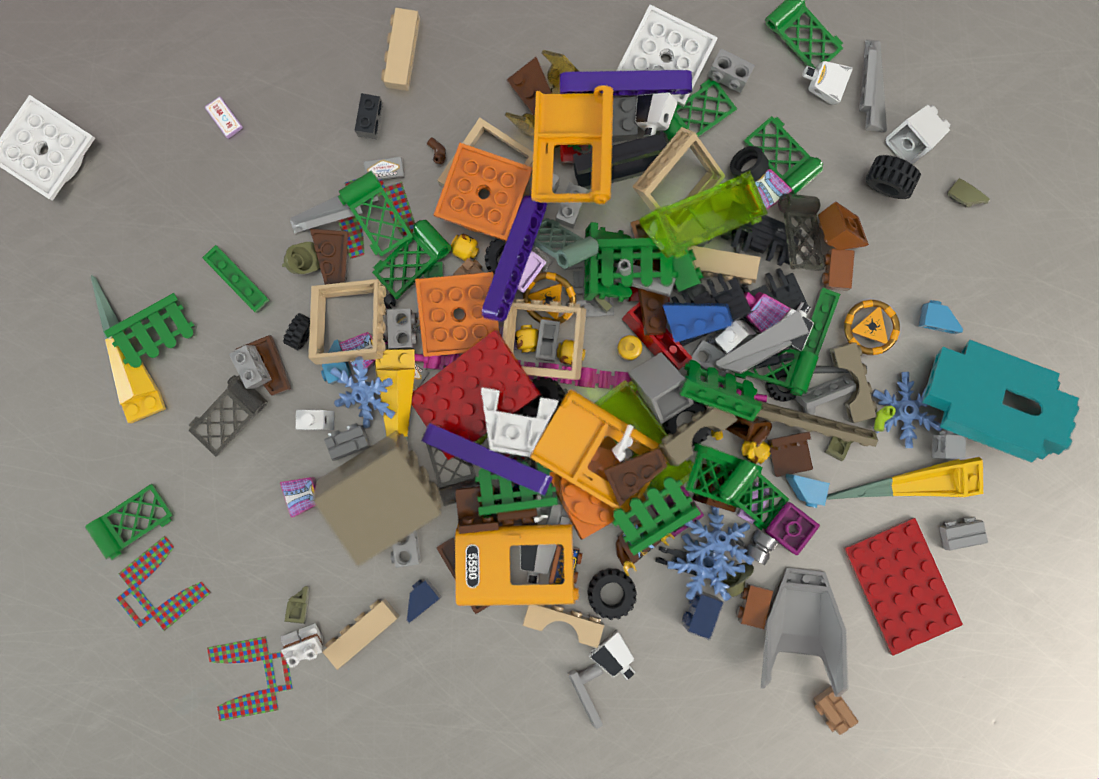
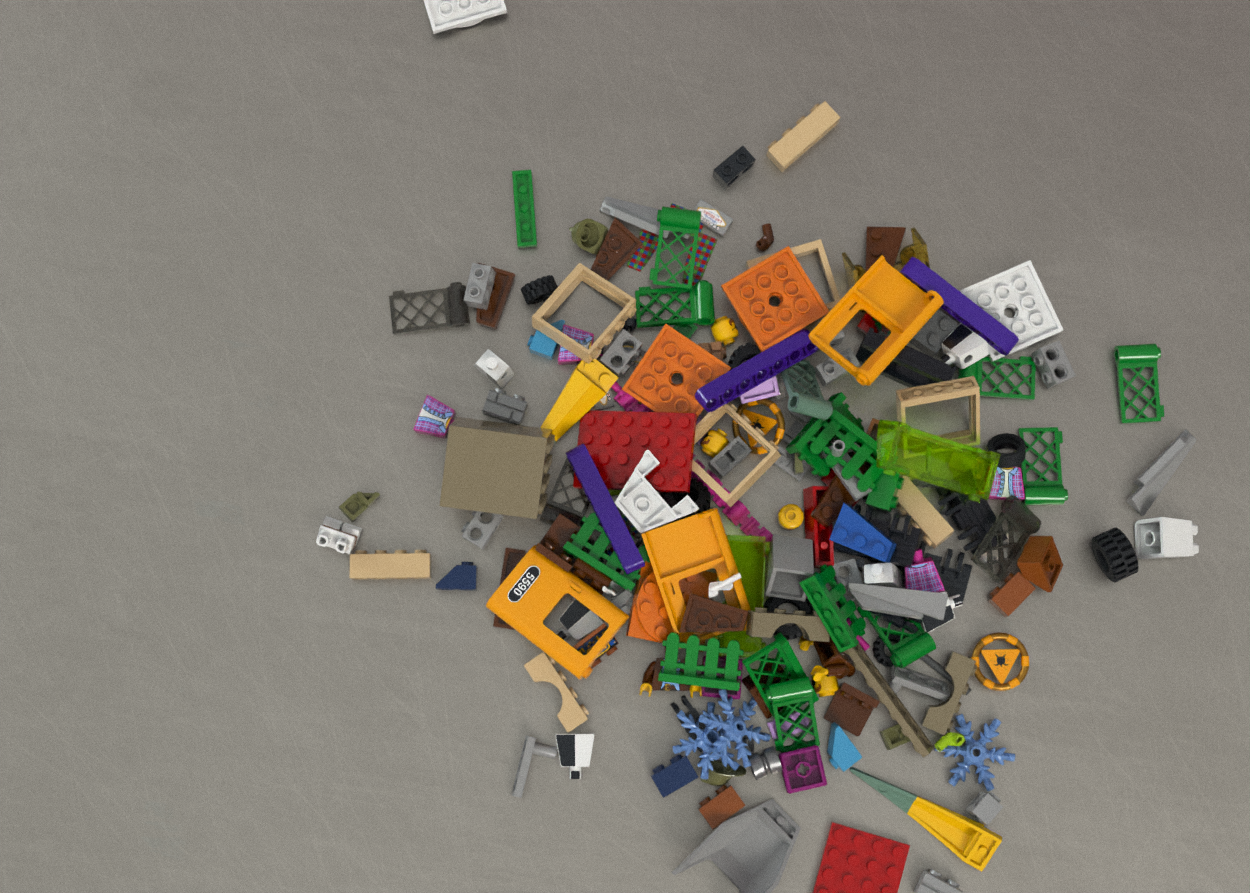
camera: 35 degrees right, 5 degrees down
(110, 540) = (257, 328): green piece -> none
(134, 385) = (377, 225): yellow plate -> none
(140, 330) = (417, 189): green fence -> none
(174, 607) = (256, 424): piece -> none
(223, 117) = (619, 76): white tile -> none
(255, 702) = (264, 552): piece -> none
(363, 392) = (550, 378): medium blue piece -> none
(565, 352) = (735, 477): yellow head -> none
(615, 610) = (627, 712): black tyre -> none
(821, 316) = (963, 622): green plate -> none
(828, 80) = (1126, 436): white torso -> none
(939, 318) = (1061, 700): dark azure slope -> none
(967, 194) = (1167, 619): olive slope -> none
(972, 391) = (1036, 778): teal panel -> none

